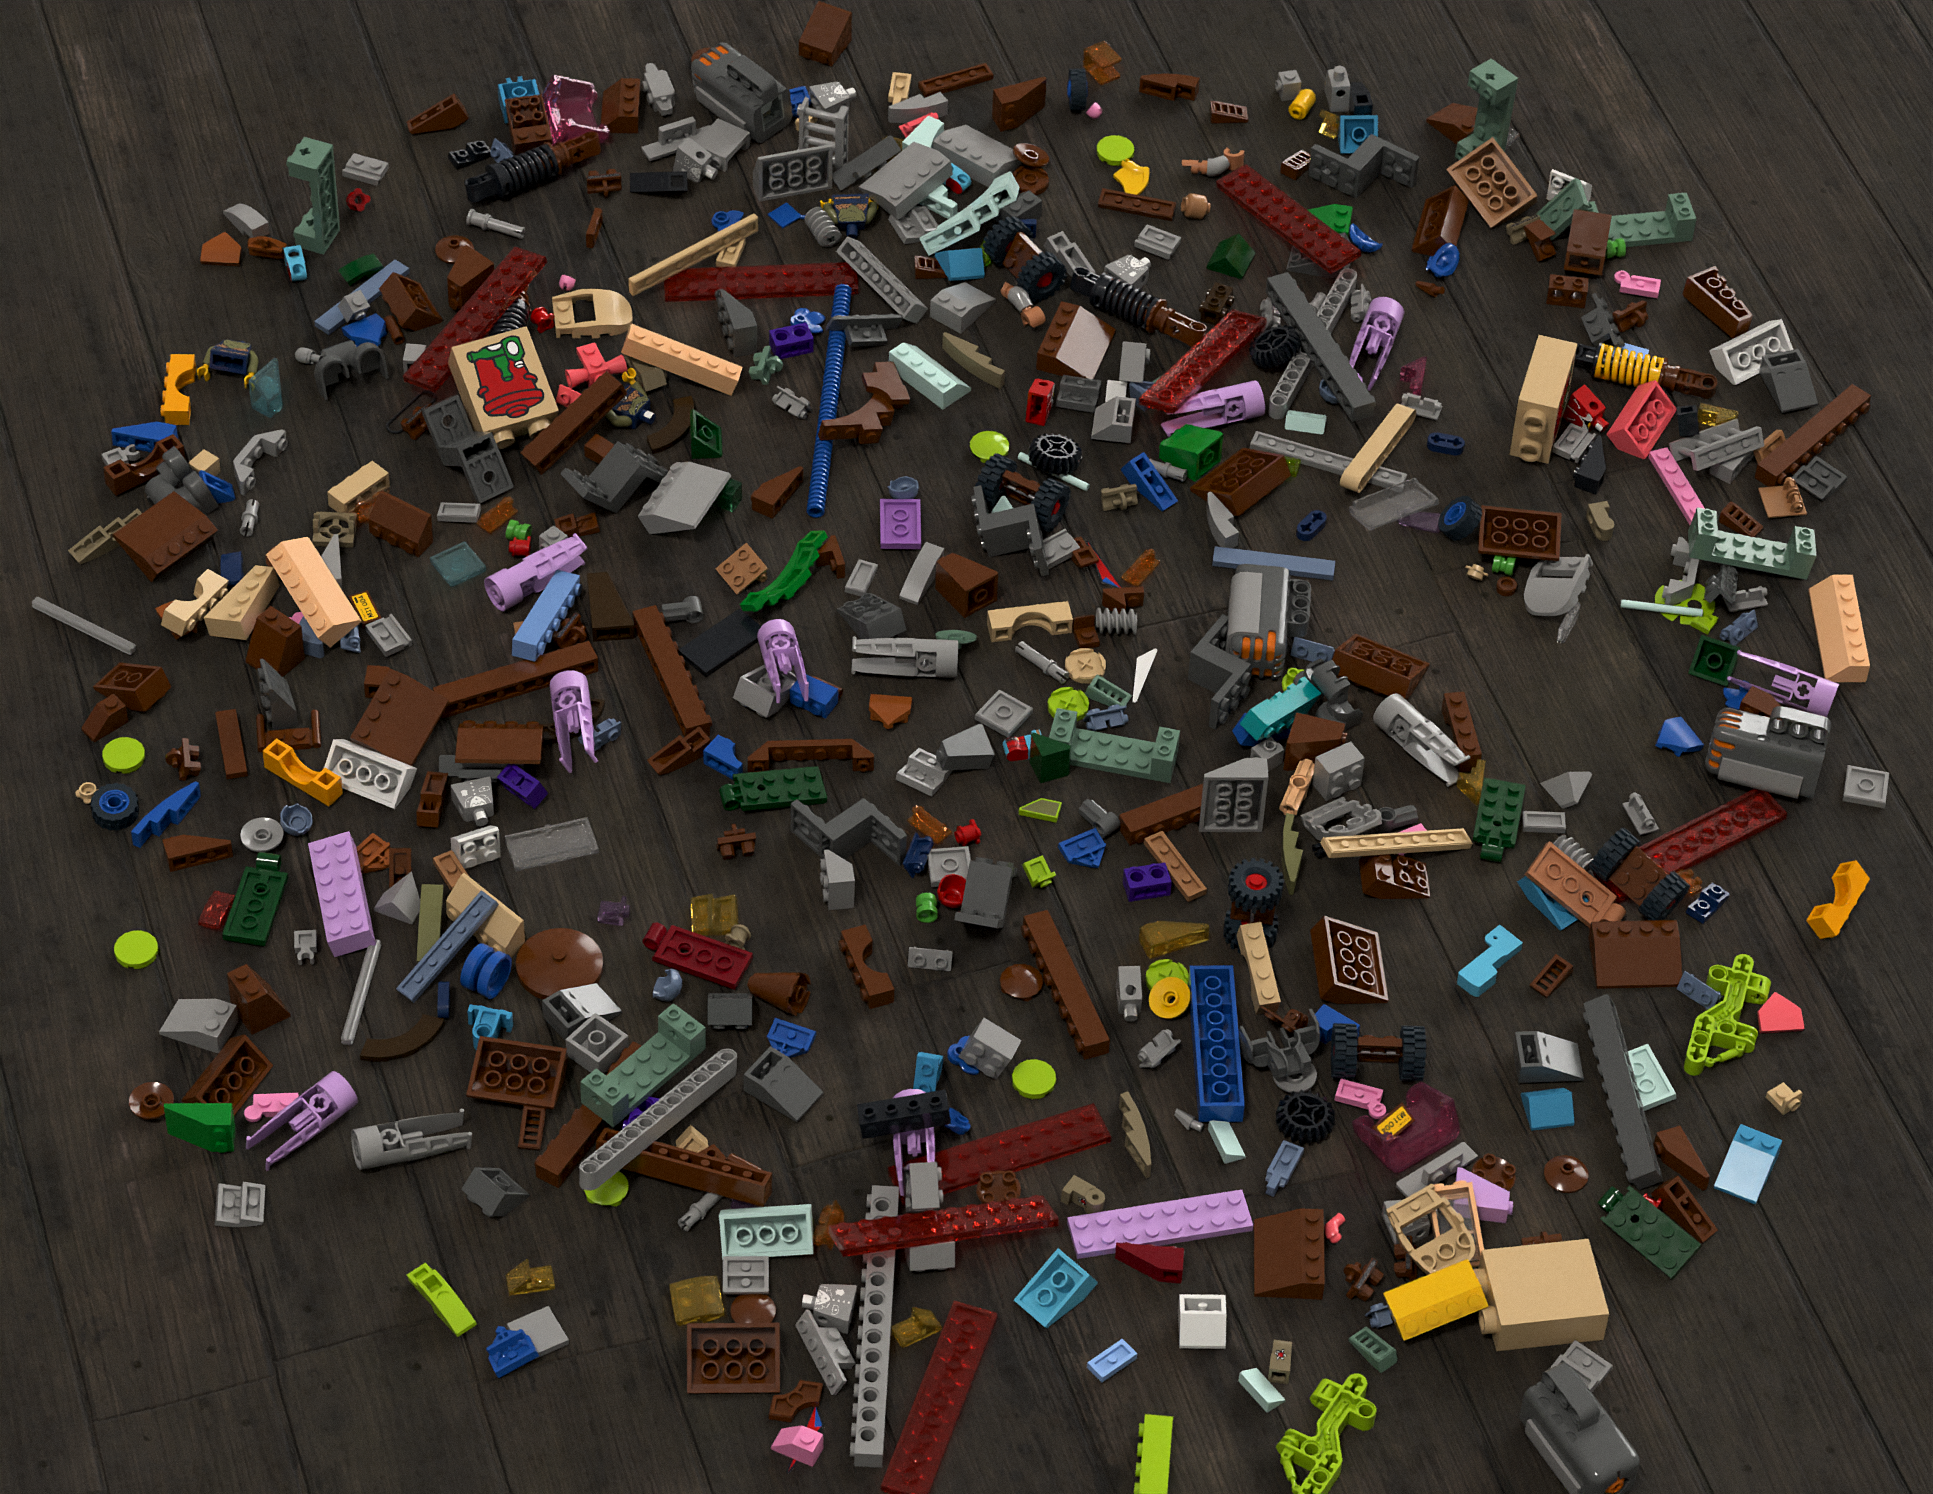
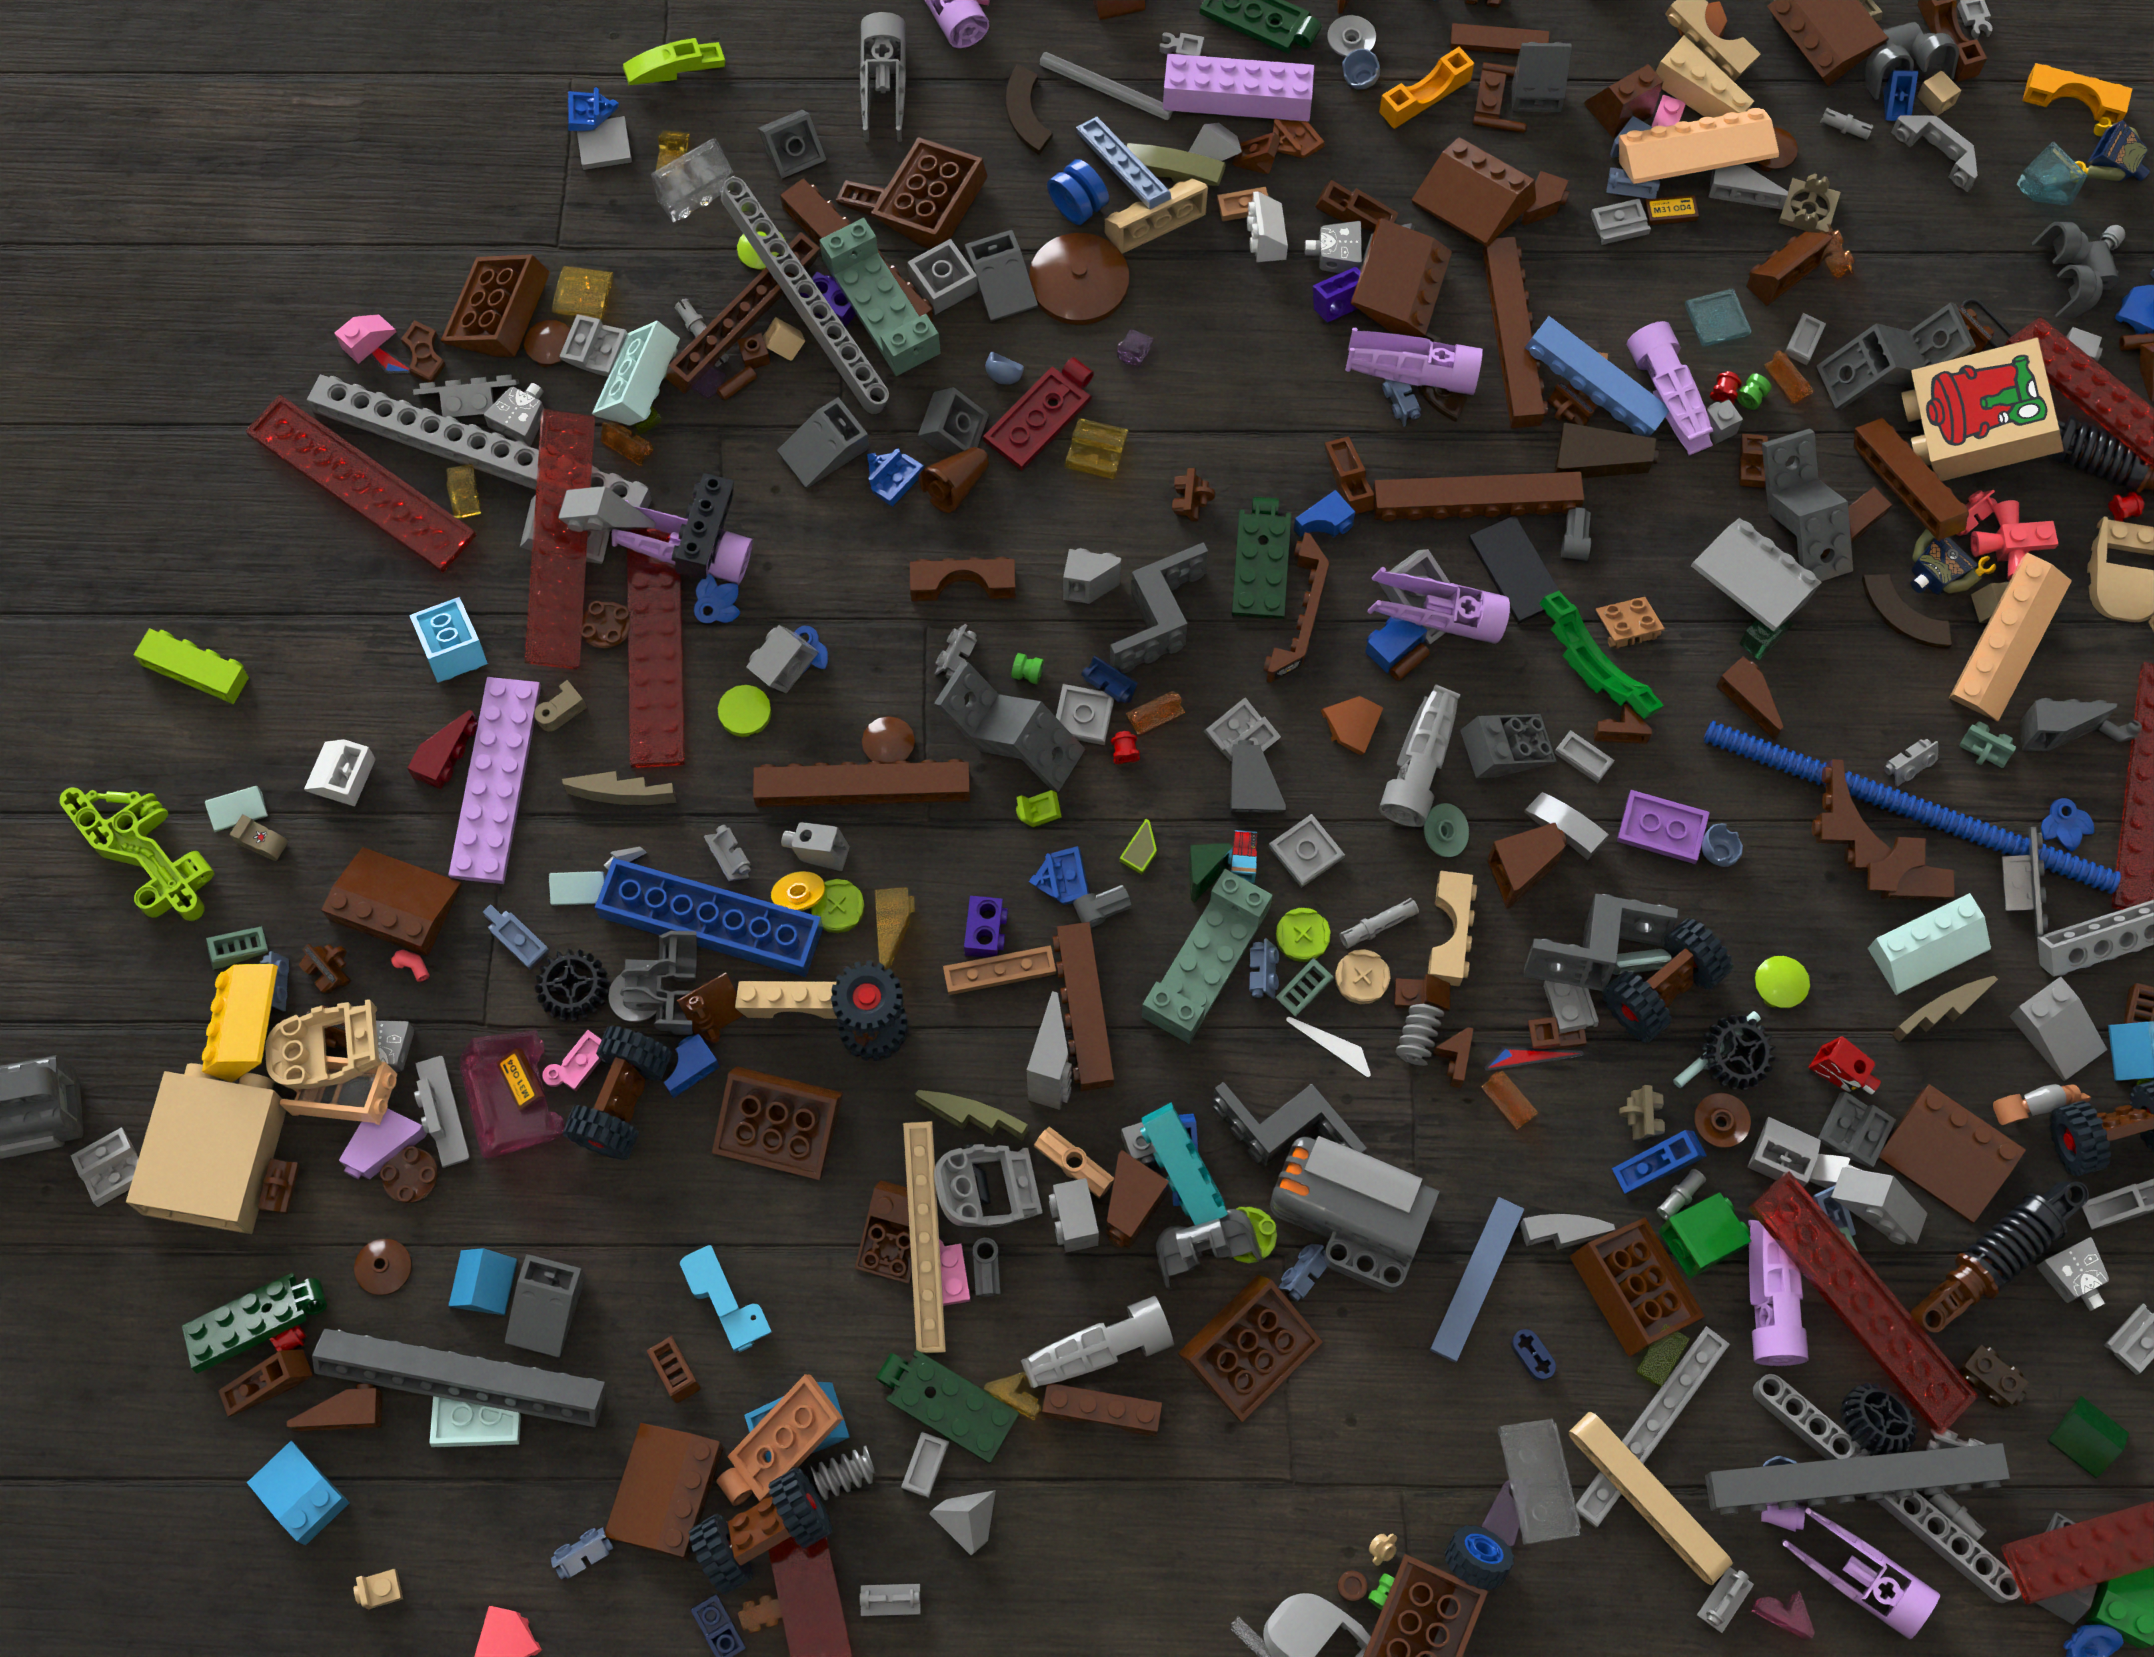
camera: 110 degrees right, 20 degrees up
(142, 435) = (2002, 50): blue slope -> none
(232, 567) = (1764, 86): dark blue slope -> none
(358, 487) = (1867, 240): tan brick -> none
(370, 772) = (1411, 155): white slope -> none
(443, 1003) = (1061, 153): dark blue beam -> none
(488, 1022) = (1014, 185): dark azure pin -> none
(551, 844) = (1251, 309): clear container -> none
(562, 1245) = (692, 180): none -> clear slope
(705, 437) = (1871, 636): dark green slope -> none
(738, 936) = (1050, 459): dark tan brick -> none
(791, 341) = (2021, 788): dark purple brick -> none
(927, 1071) = (788, 595): dark azure pin -> none
(951, 890) = (1042, 692): red hair -> none
(1105, 456) = (1731, 1111): none -> reddish brown dish
(1112, 1360) = (336, 666): light blue plate -> none
(1305, 422) = (1736, 1423): light aqua slope -> none
(1360, 303) = (1964, 1596): light grey hinge -> none
(1445, 443) = (1651, 1612): dark blue beam -> none
(1722, 1020) = (563, 1601): lime beam -> none

